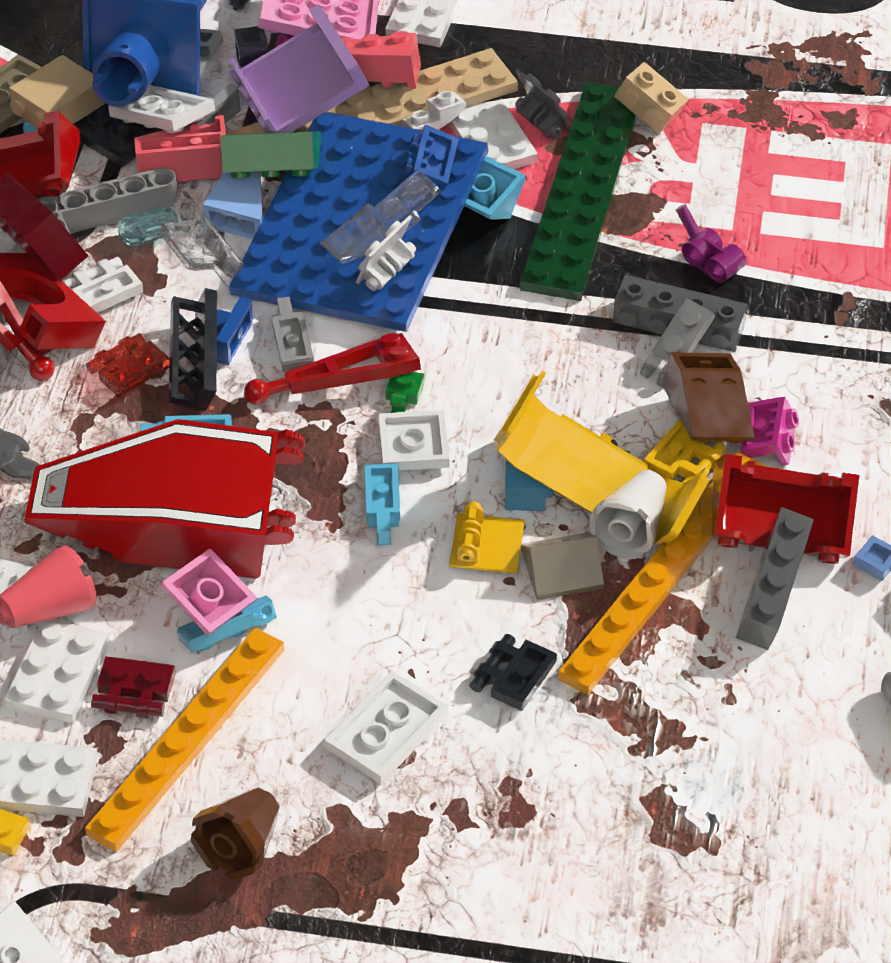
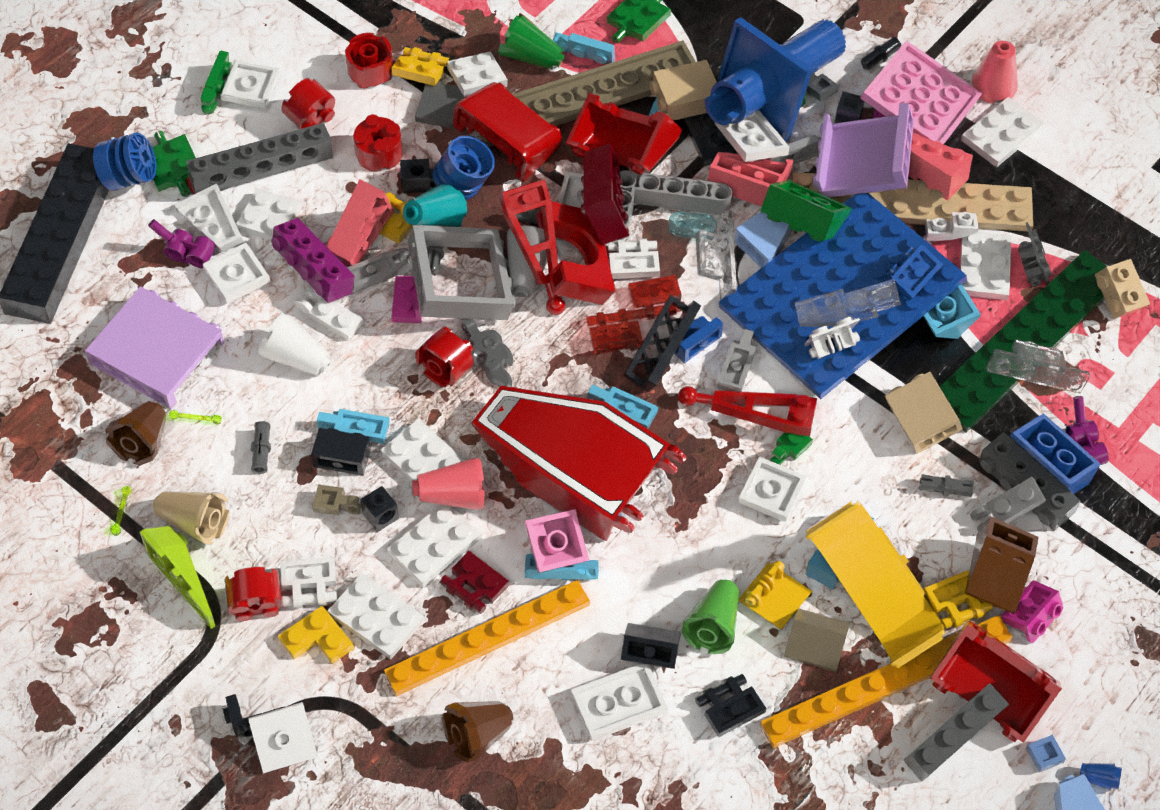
camera: 30 degrees right, 10 degrees up
(149, 312) = (654, 292): none -> clear red plate
(382, 499) = (722, 525): medium azure hinge -> none
(386, 650) = (650, 645): none -> black brick
(440, 594) = (713, 618): none -> bright green cone
(527, 294) = (923, 412): none -> tan brick
(596, 356) = (946, 485): none -> dark grey pin
(617, 202) = (1039, 366): none -> clear bracket
(630, 515) = (885, 628): white cone -> none
(692, 269) = (1057, 452): none -> blue slope

